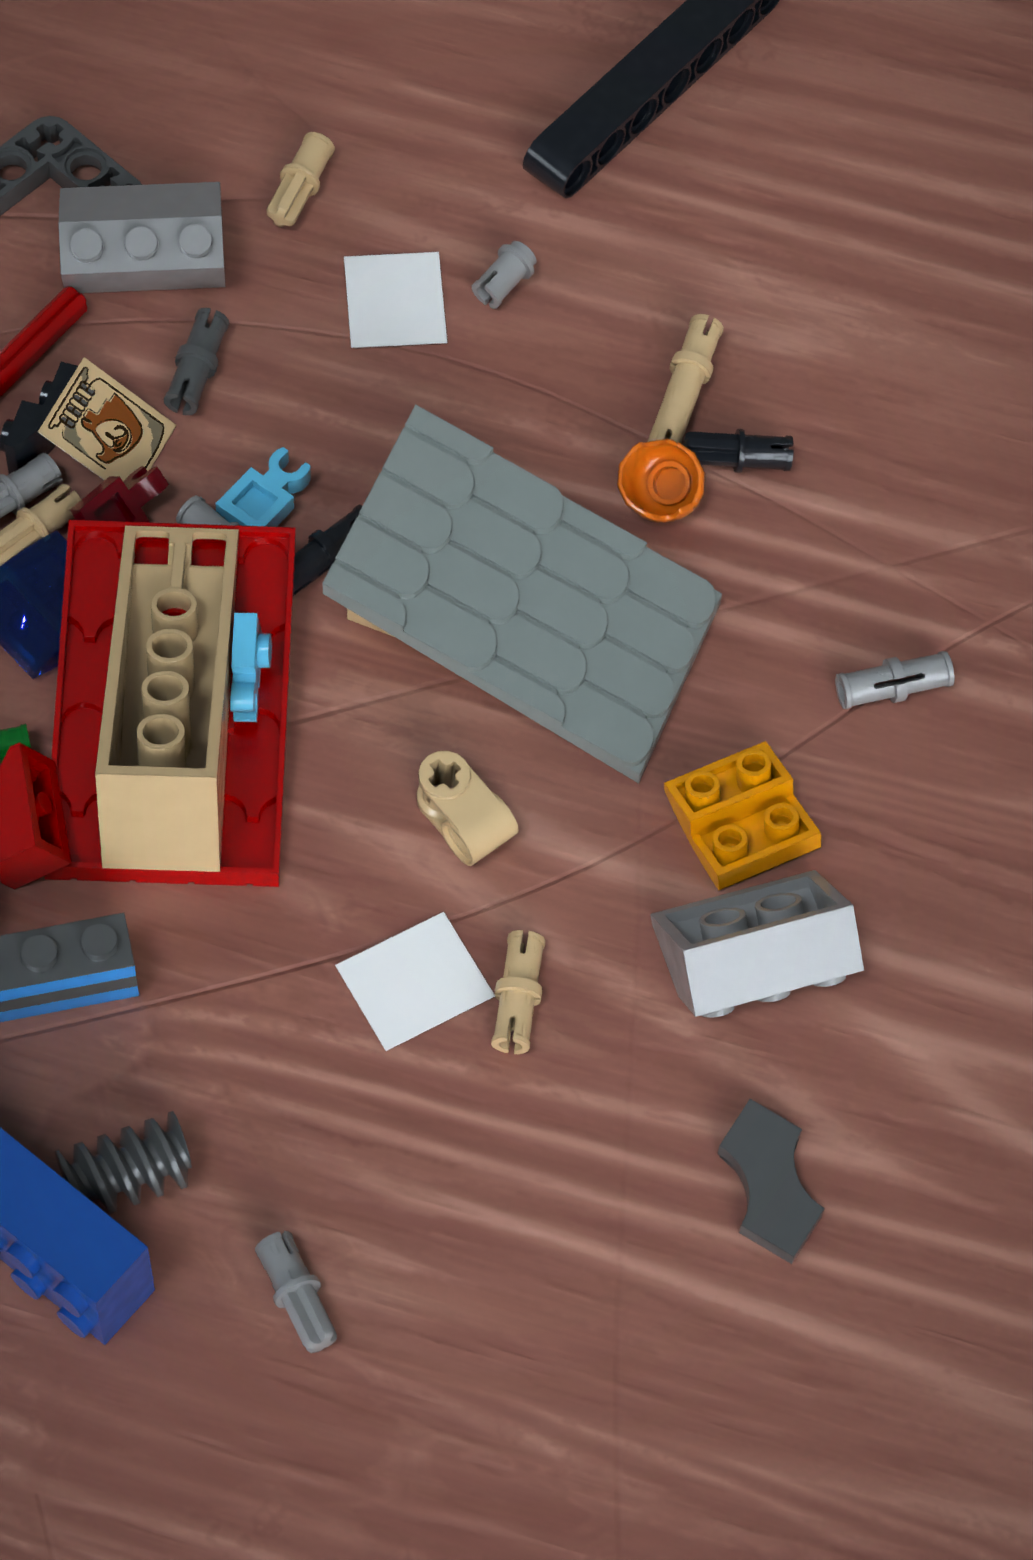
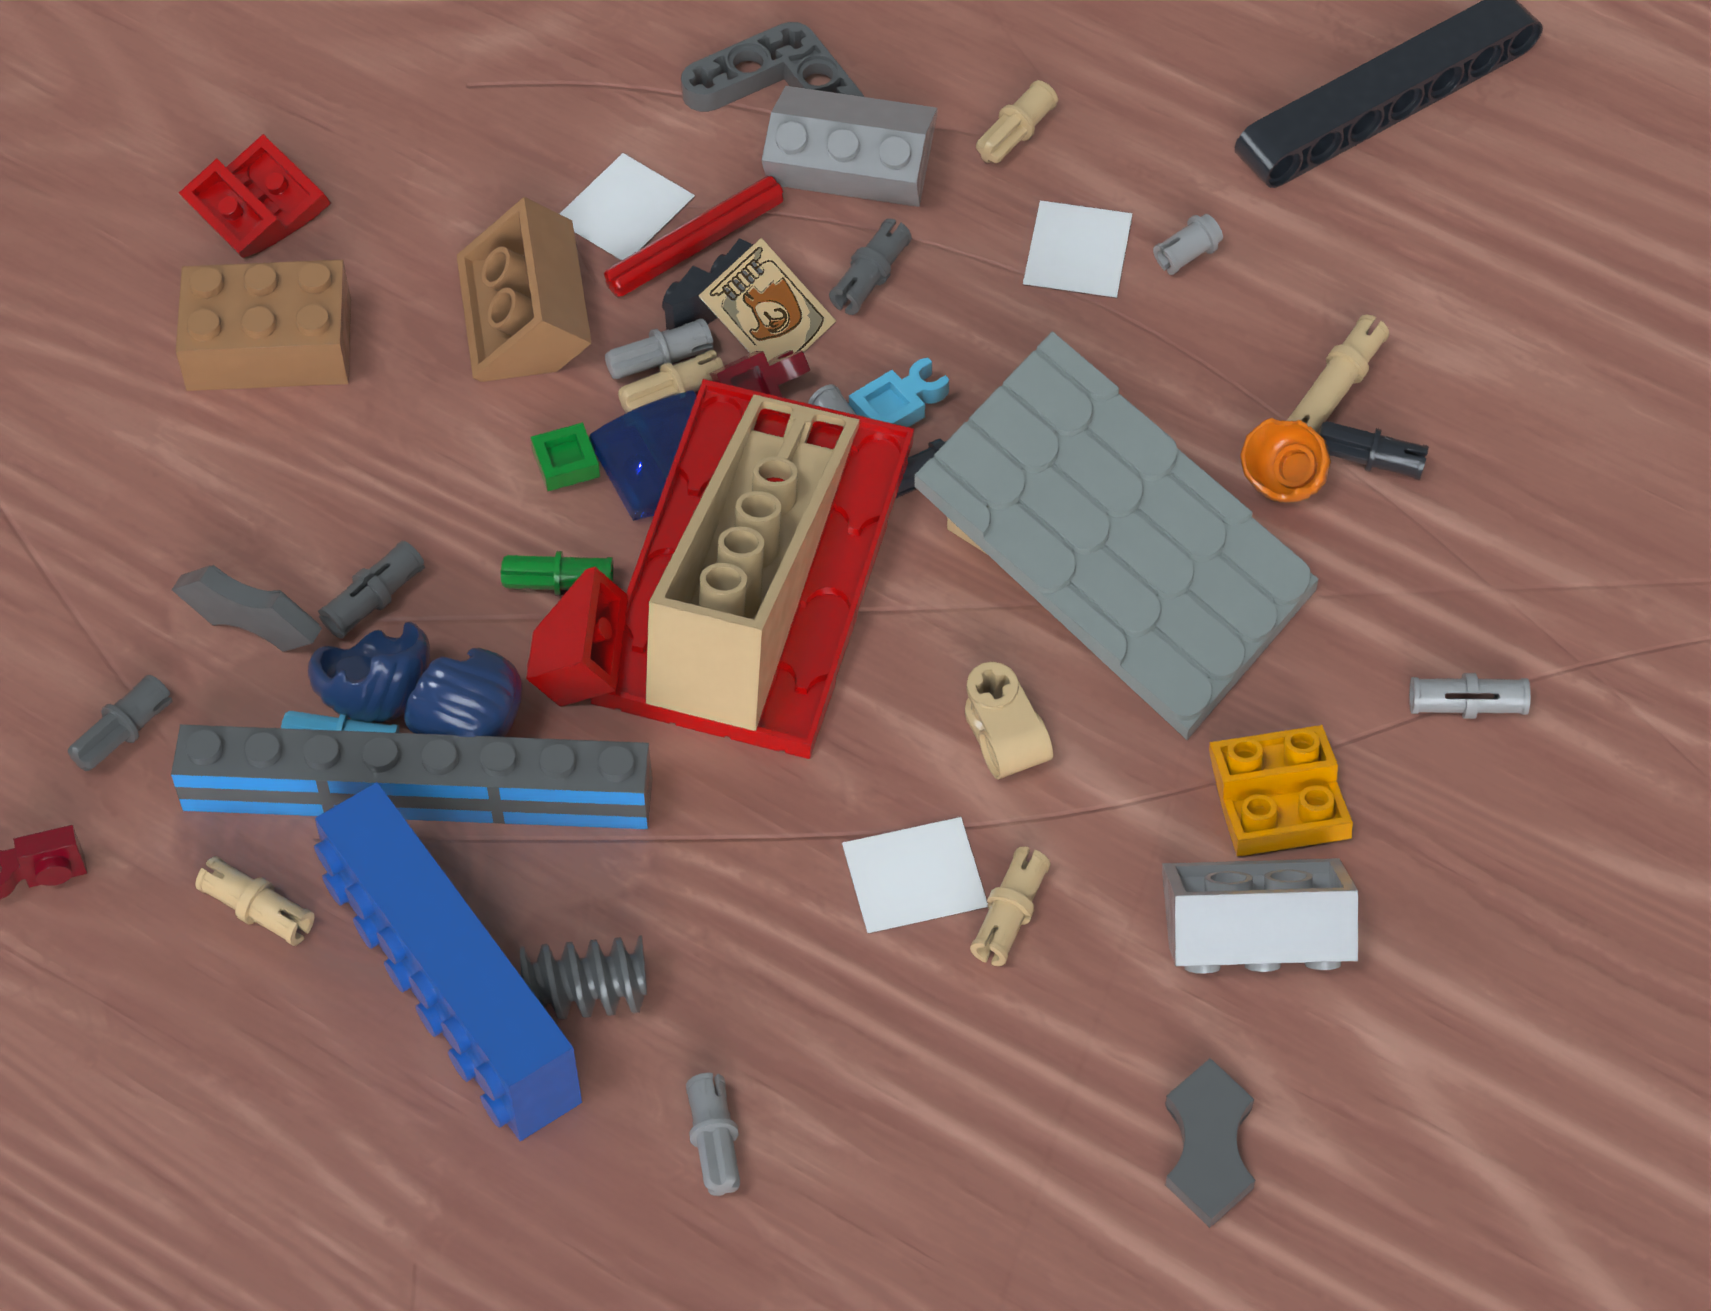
camera: 20 degrees right, 5 degrees down
(249, 654) = (834, 534): medium azure plate -> none

